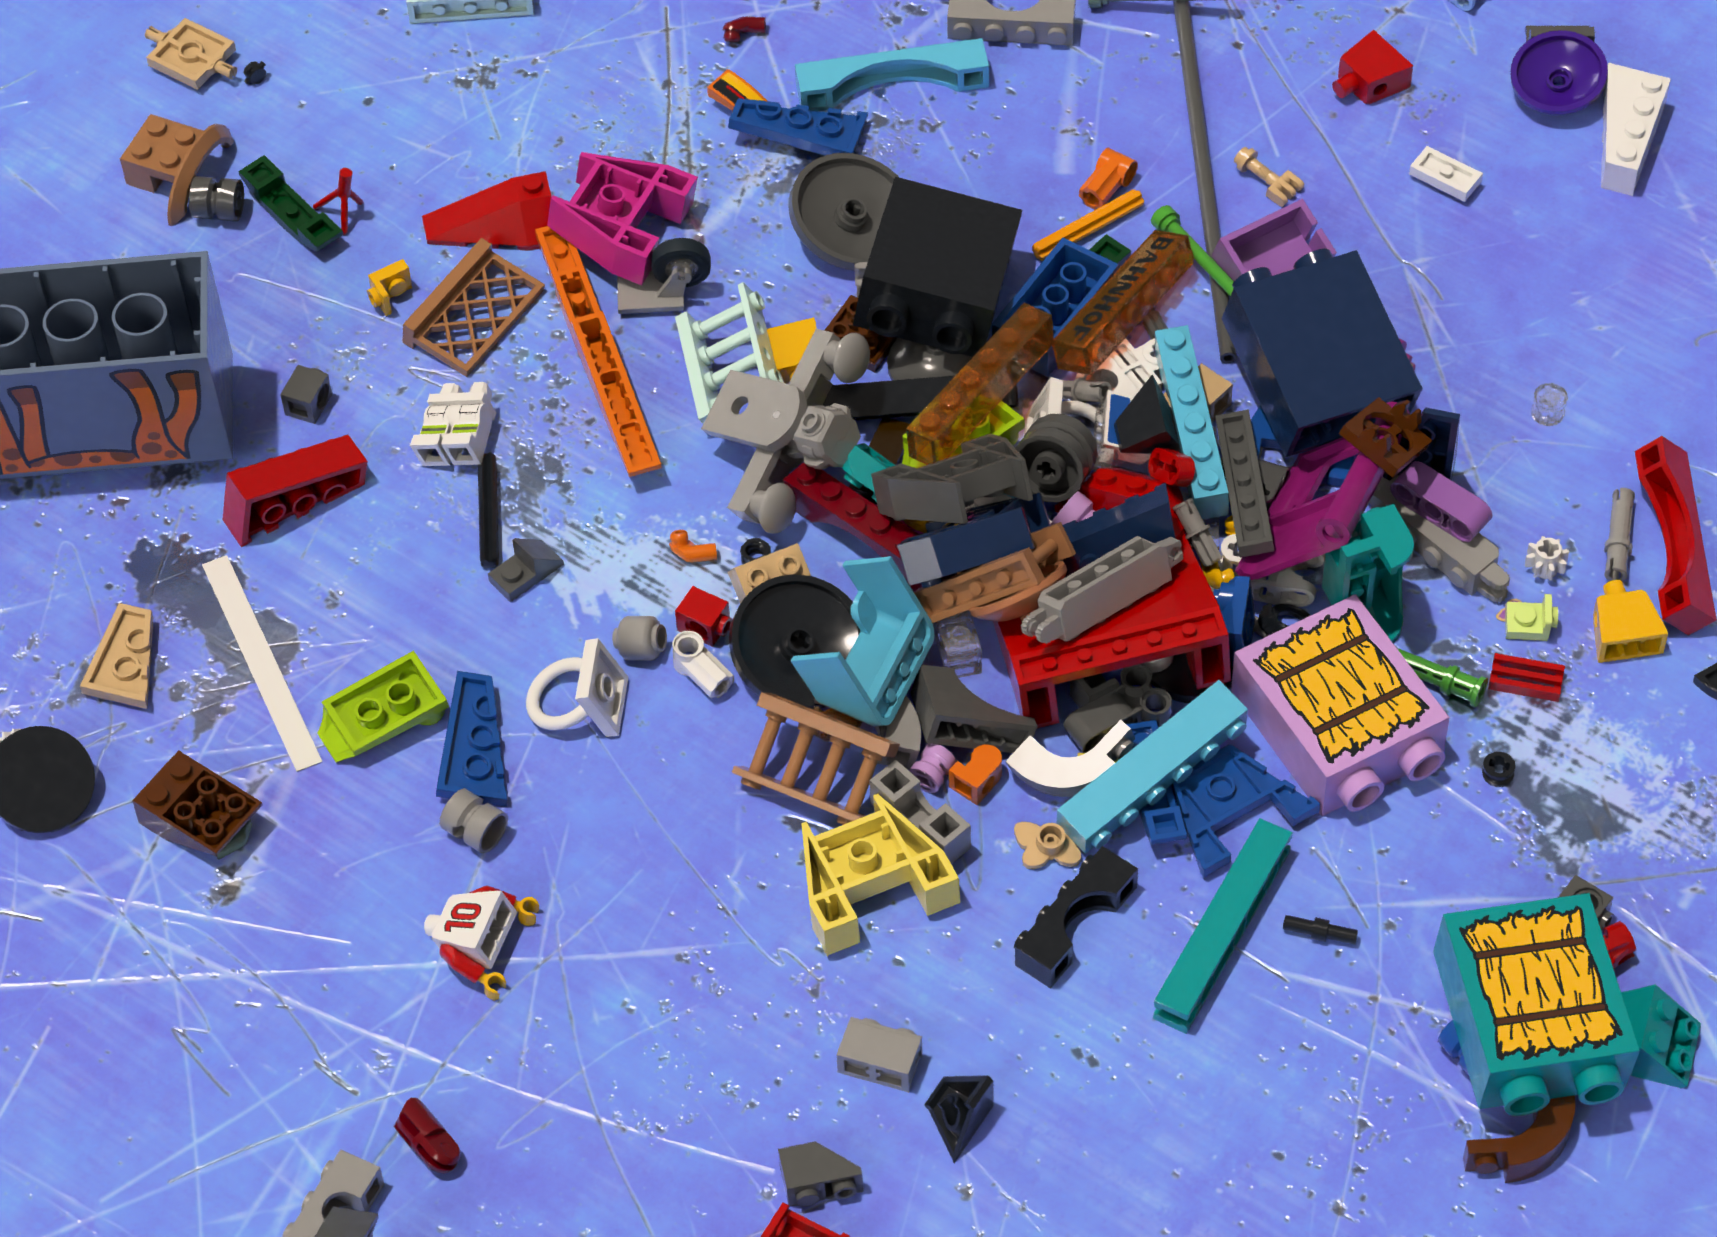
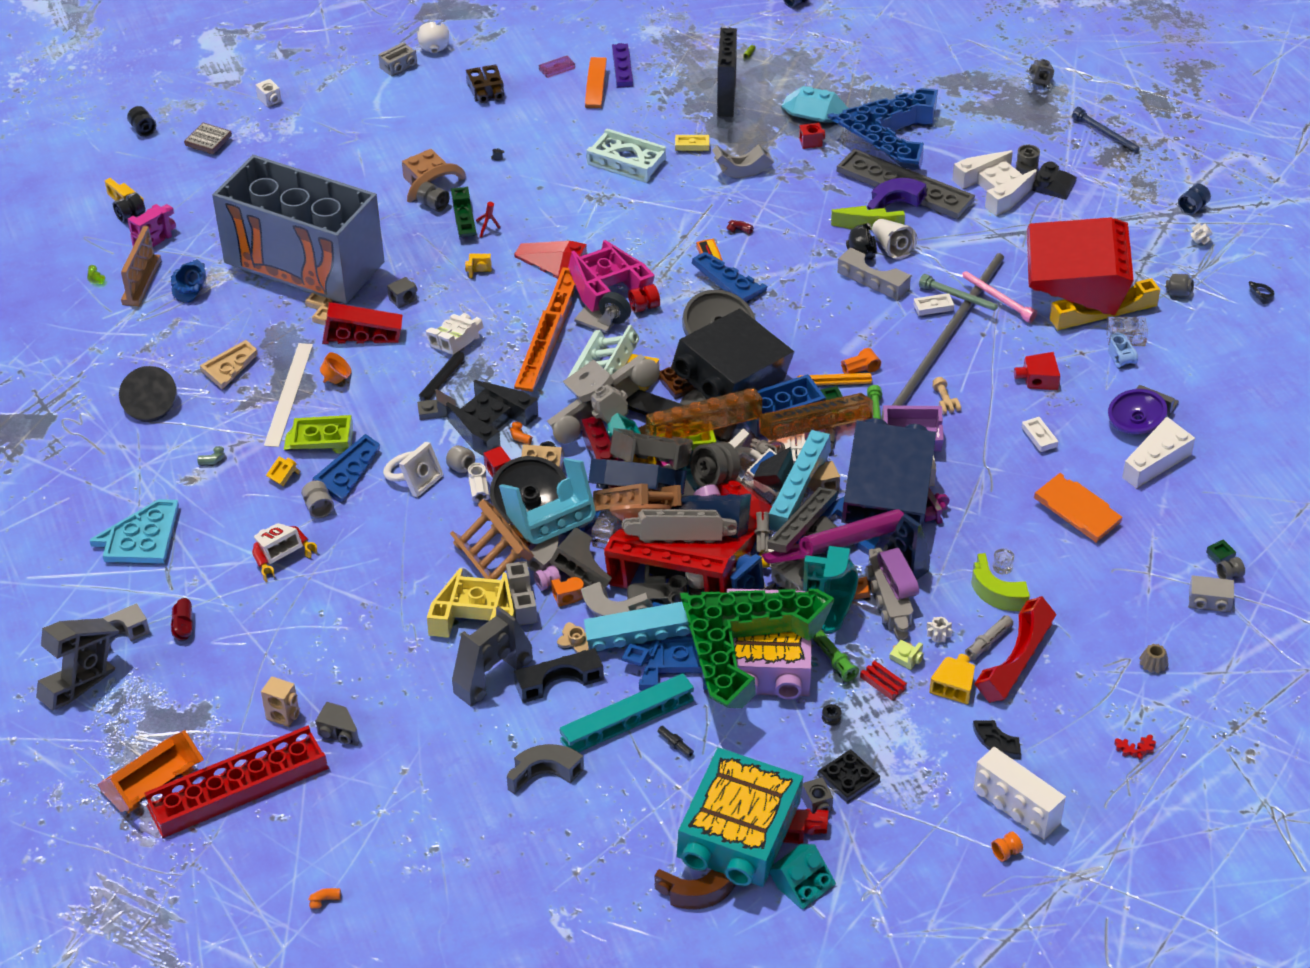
camera: 30 degrees right, 10 degrees down
(190, 53) = (475, 135): tan plate -> none
(193, 806) = (201, 433): reddish brown slope -> none
(204, 486) = (321, 304): none -> tan tile
(233, 1029) = (141, 536): none -> medium azure wing
(310, 583) = (335, 368): none -> orange piece
(372, 800) = (282, 470): none -> yellow bracket
(447, 298) = (502, 279): medium nougat fence -> none
(615, 541) = (489, 411): none -> black wedge
(703, 220) = (644, 298): none -> red wheel
(709, 1187) = (280, 701): none -> tan brick
(879, 1053) = (413, 687): light grey hinge -> none
(953, 65) = (761, 265): medium azure arch -> none
(959, 1109) = (431, 733): black slope -> none
(975, 914) = (479, 652): none -> dark grey wedge
(1136, 29) = (933, 304): none -> white plate
(1169, 1056) = (545, 759): none -> dark grey arch
(1171, 467) = (770, 495): red beam -> none
(1282, 698) = (720, 617): none -> green wedge
(1363, 435) = (873, 531): reddish brown piece -> none
(1573, 457) = (995, 592): none -> lime arch
(1587, 266) = (1078, 507): none -> orange piece
(1593, 850) = (848, 775): none -> black tile

